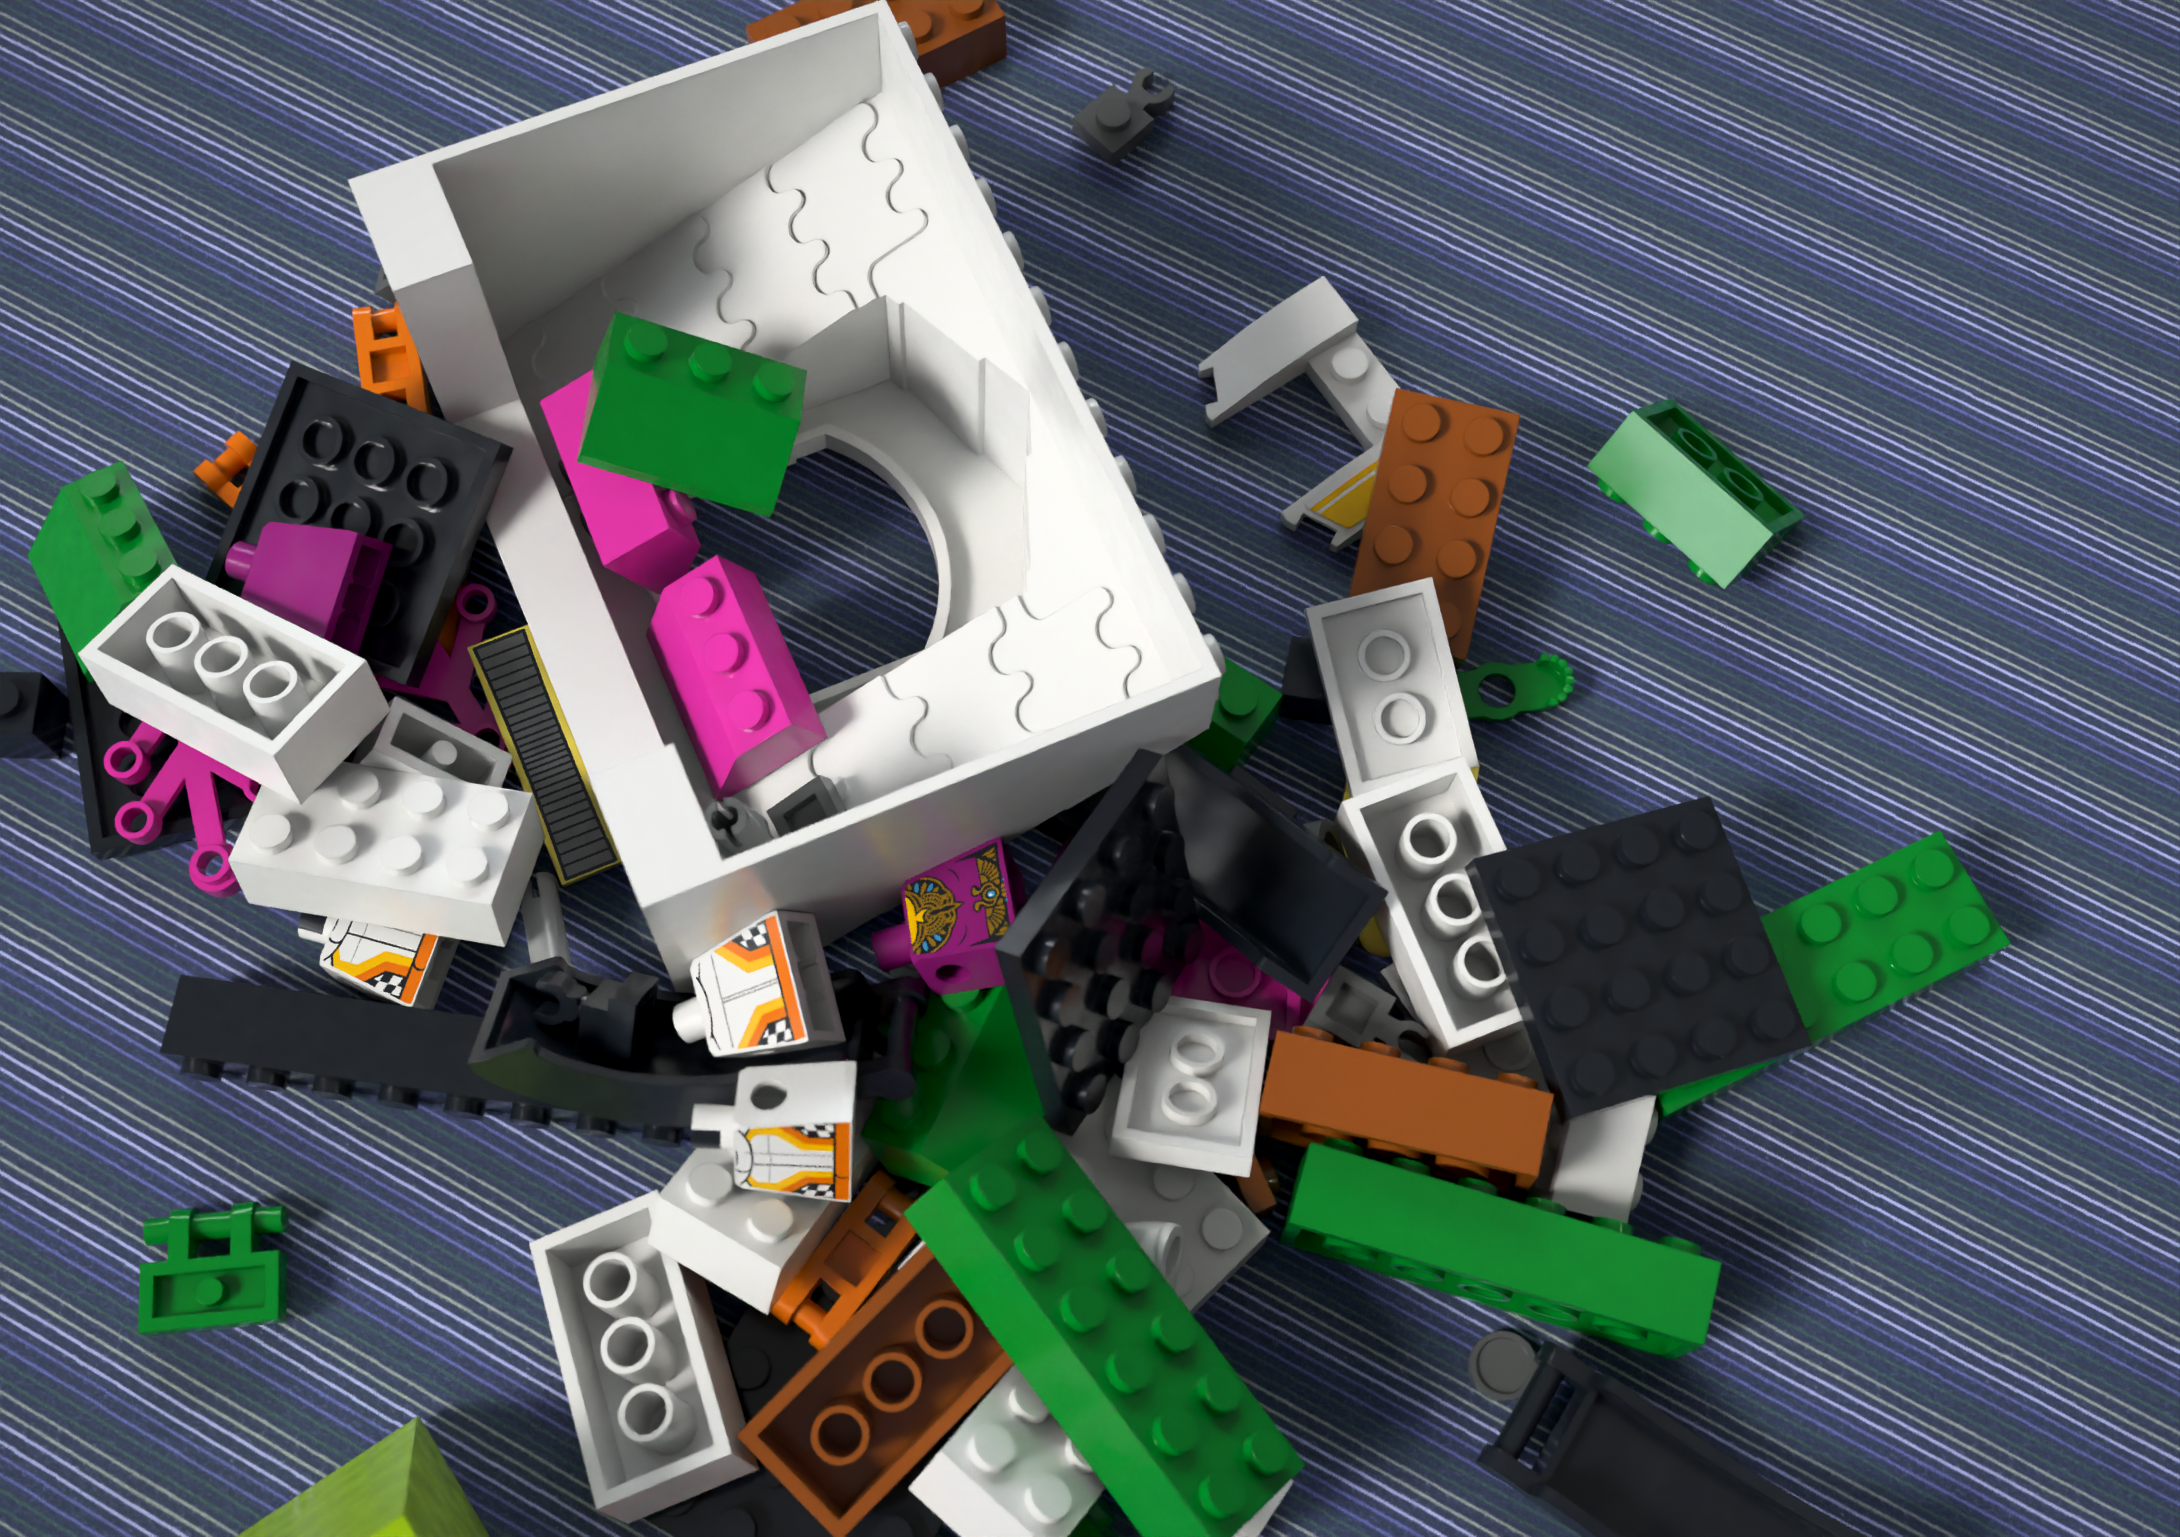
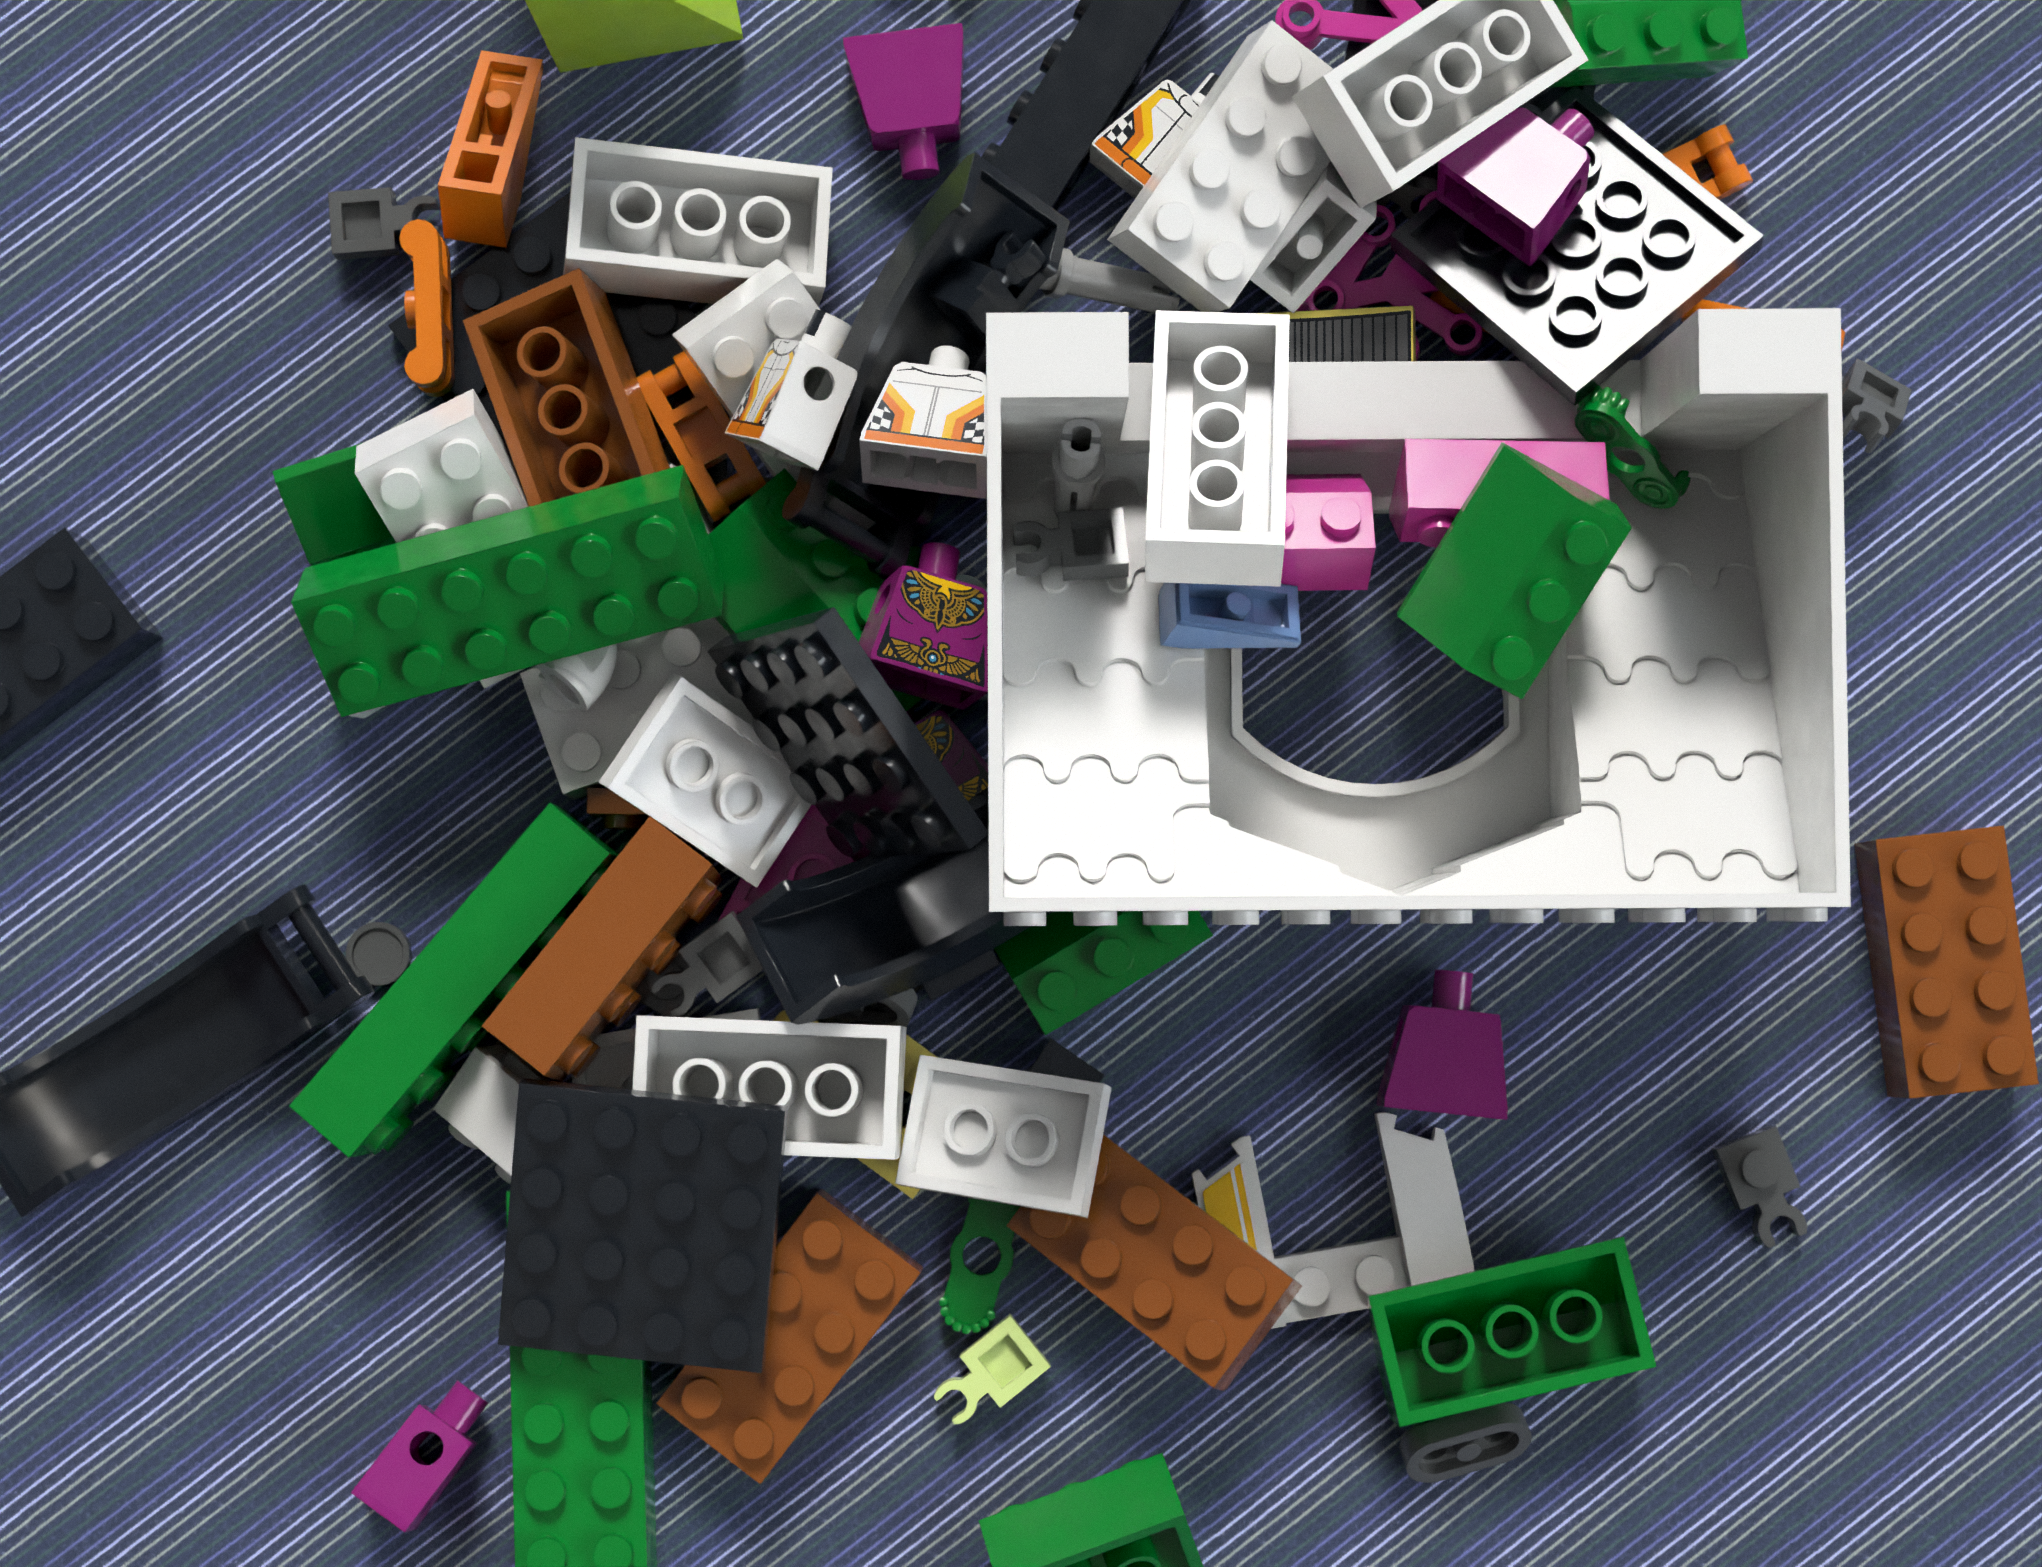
camera: 115 degrees right, 15 degrees up
(419, 1216) = (910, 91): none -> magenta torso
(519, 421) = (1602, 419): none -> green piece
(715, 686) = (1218, 449): none -> white brick
(829, 675) = (1228, 616): none -> medium blue slope
(1143, 378) = (1446, 1055): none -> magenta torso
(1351, 235) = (1509, 1332): none -> green slope
(1437, 235) = (1464, 1442): none -> dark grey plate
(1584, 632) = (999, 1365): none -> yellowish green plate
(1598, 775) = (827, 1301): none -> dark orange brick
(1972, 1086) = (400, 1481): none -> magenta torso

